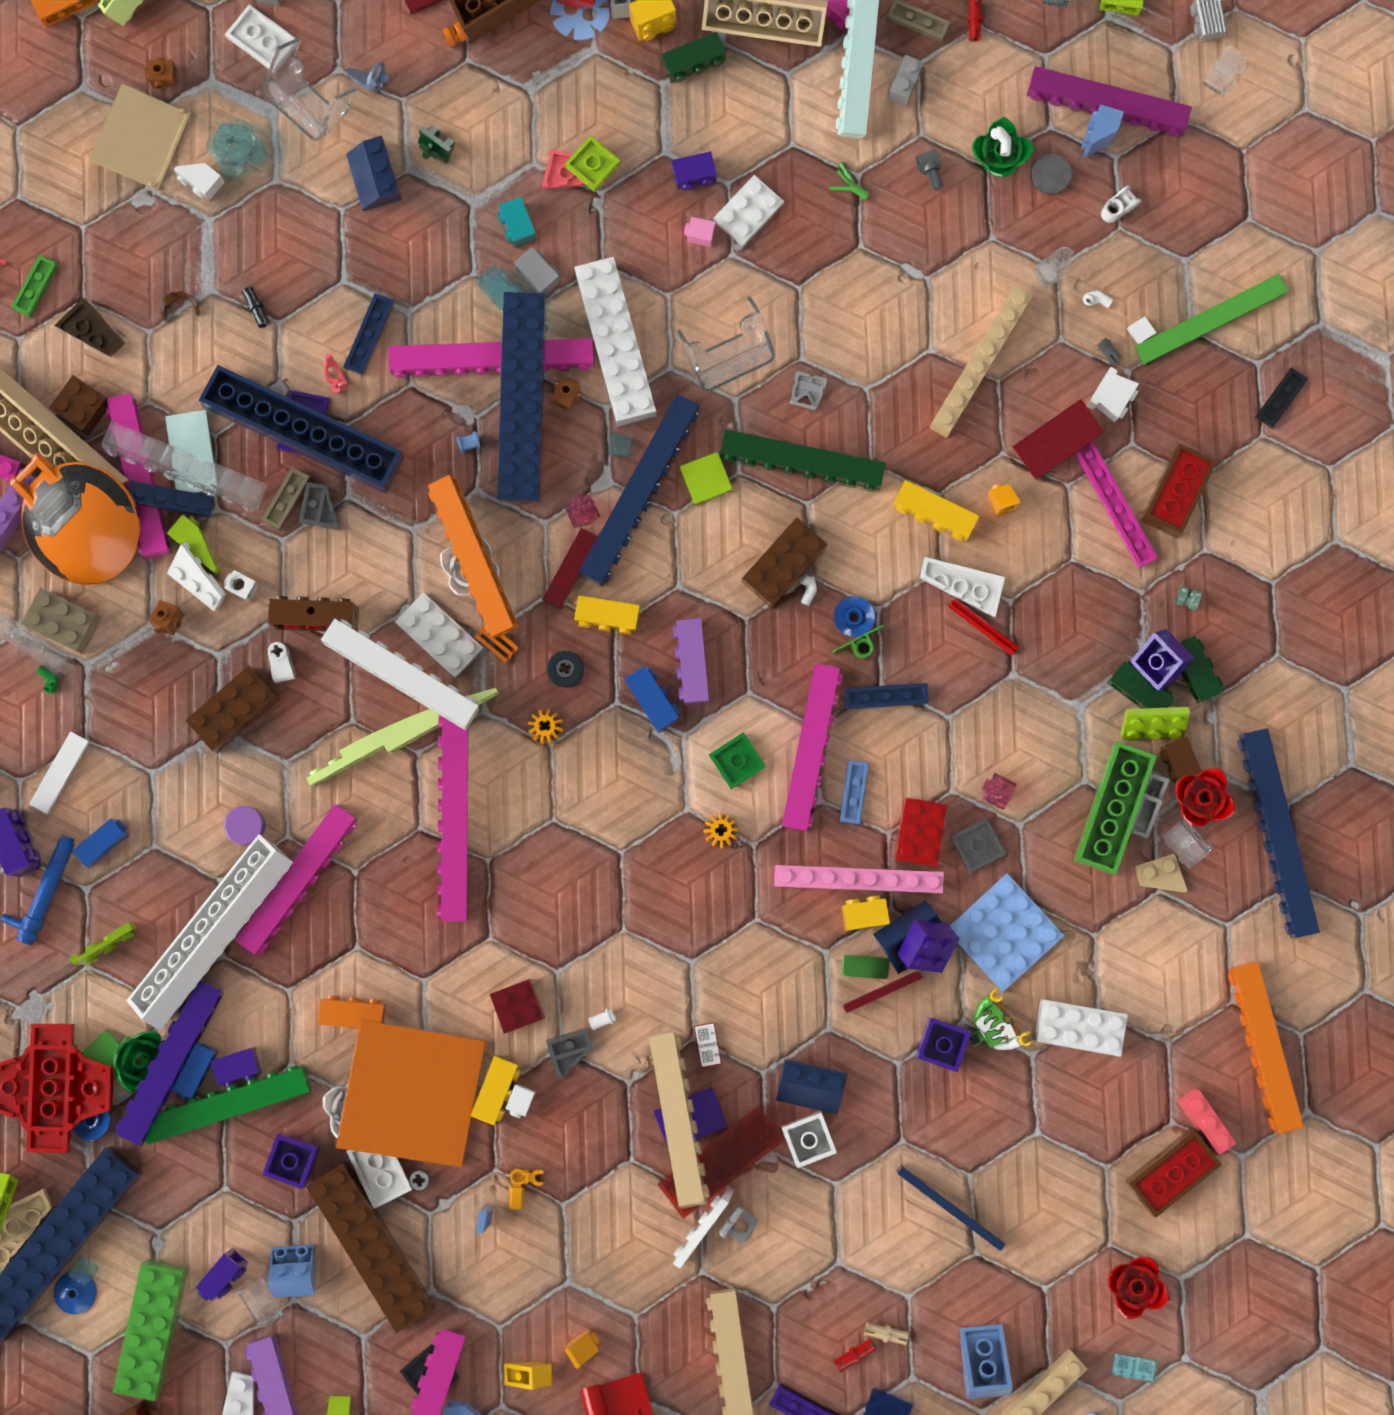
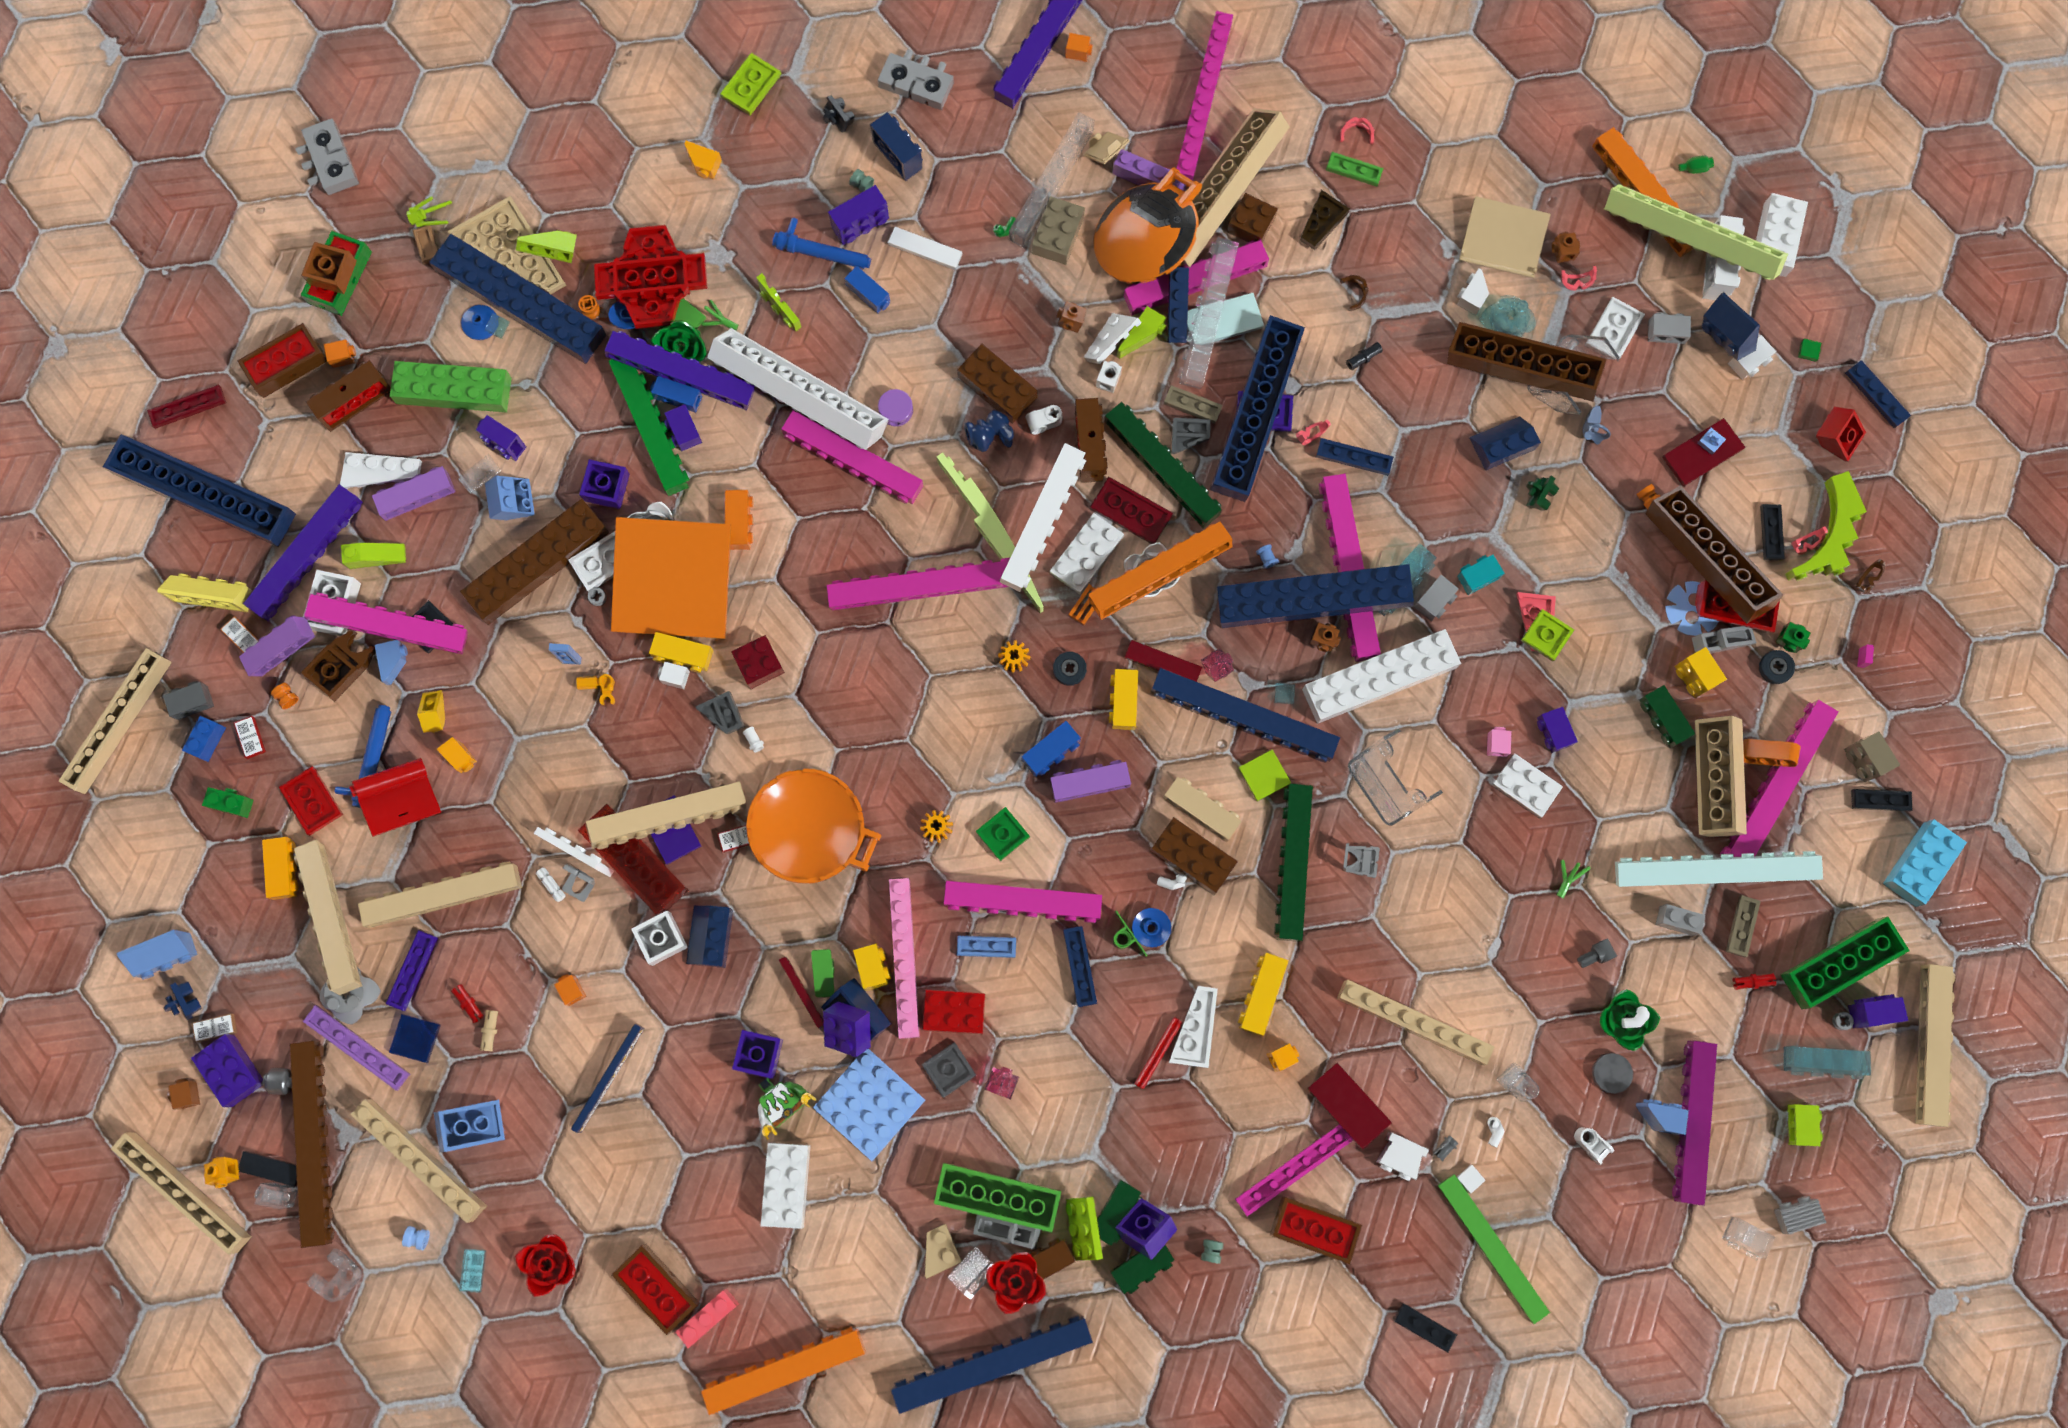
camera: 80 degrees right, 5 degrees down
(80, 1162) = (591, 311): none -> orange wheel
(108, 1013) = (723, 321): none -> bright green plant
(197, 50) = (1592, 273): none -> coral helmet
(288, 731) = (983, 433): none -> dark blue animal
(290, 135) = (1526, 361): none -> reddish brown brick
(350, 540) = (1163, 465): none -> dark green brick
(397, 581) = (1131, 510): none -> dark red tile
(707, 967) = (808, 827): none -> orange dish
(735, 547) = (1202, 809): none -> tan brick
(735, 1255) = (550, 884): none -> white axle
(852, 1242) = (569, 989): none -> orange brick

